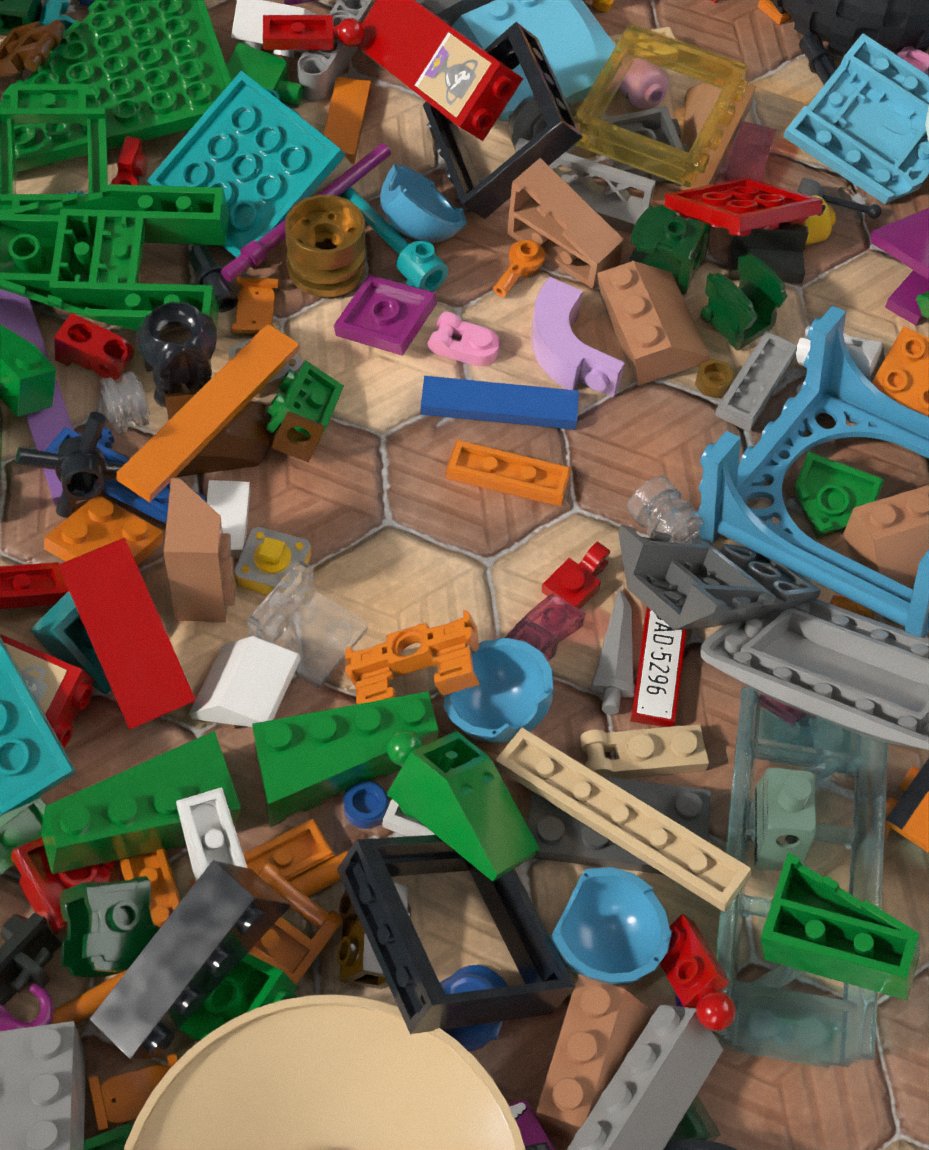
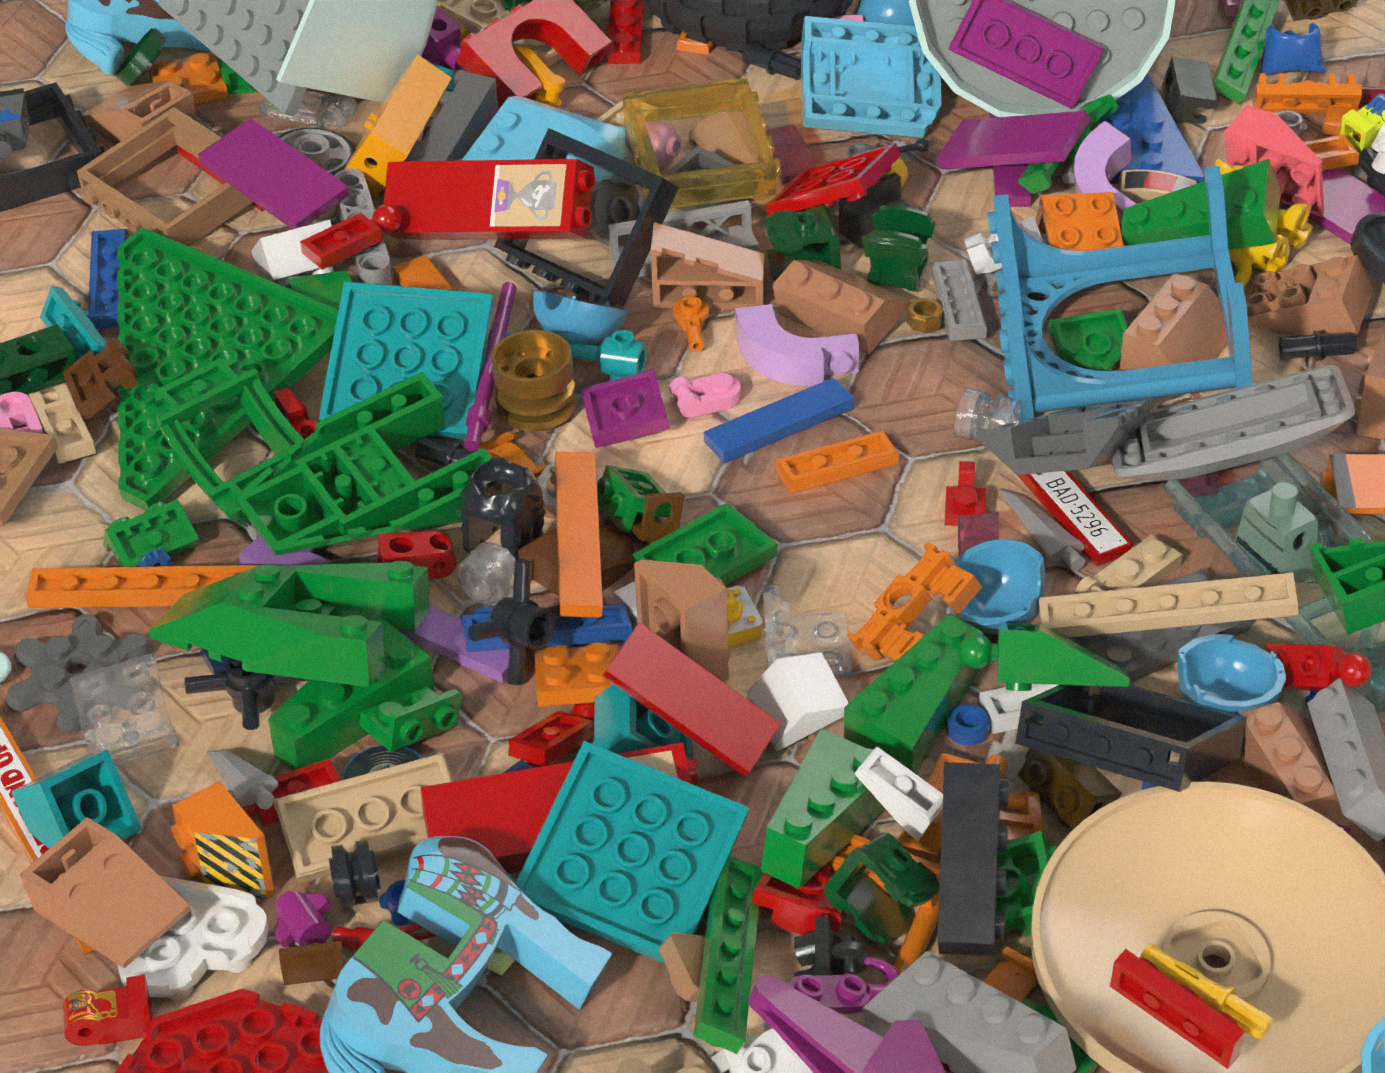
camera: 30 degrees left, 15 degrees down
(311, 493) = (718, 541): none -> green plate

